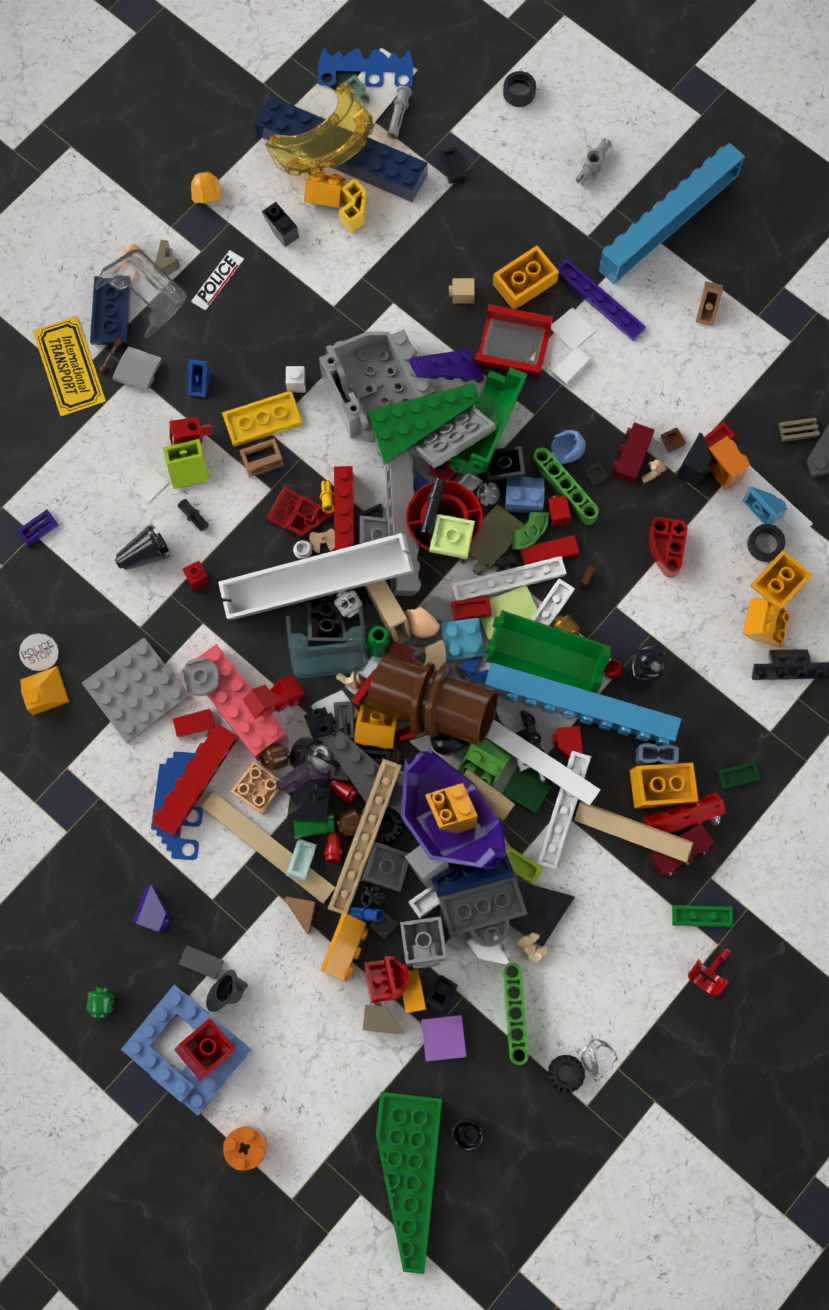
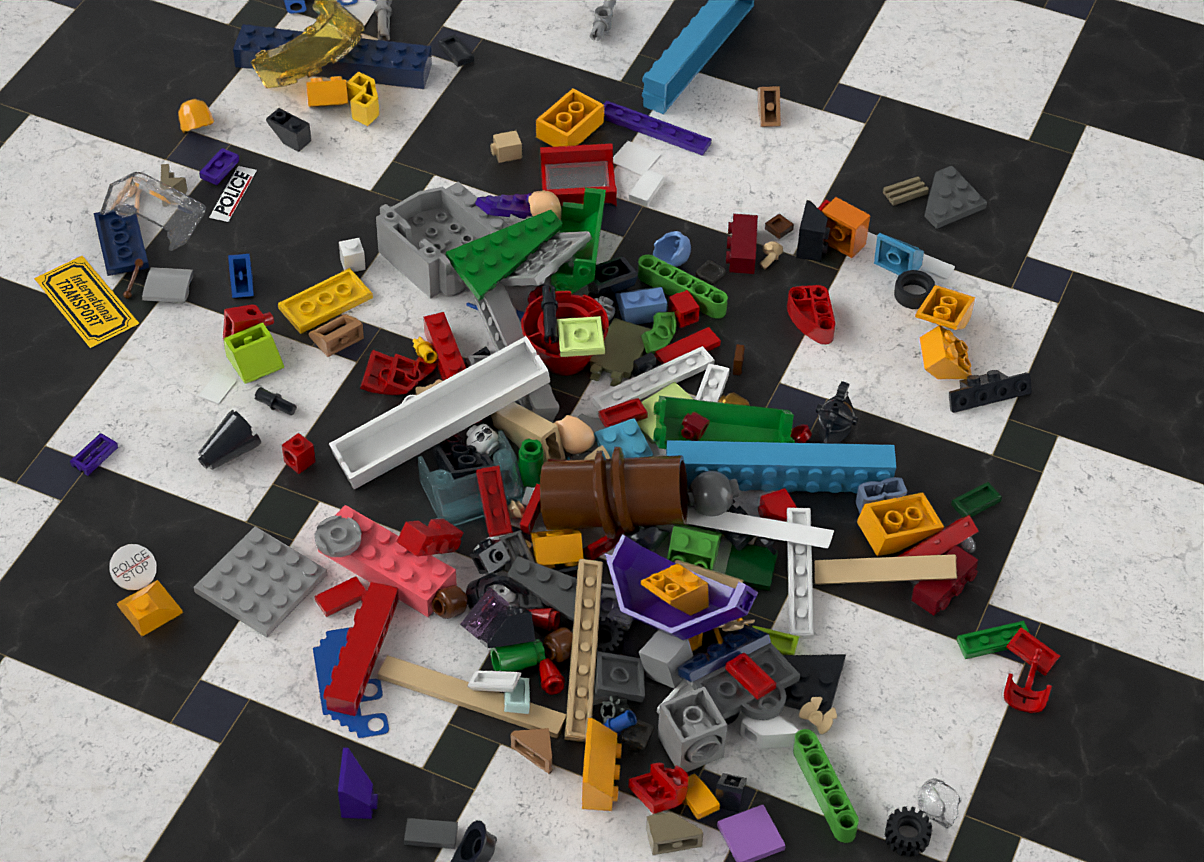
camera: 20 degrees left, 25 degrees down
(212, 249) = (219, 166): none -> dark purple plate
(257, 788) = (438, 641): light nougat tile -> none
(286, 844) = (494, 681): none -> white tile
(336, 672) = (494, 501): none -> red tile
(472, 372) = (543, 201): none -> light nougat hair
(486, 906) = (750, 675): none -> red tile
(514, 720) = (712, 493): none -> dark grey brick
(522, 645) = (694, 426): none -> dark red plate
(728, 938) = (1024, 646): none -> red tile

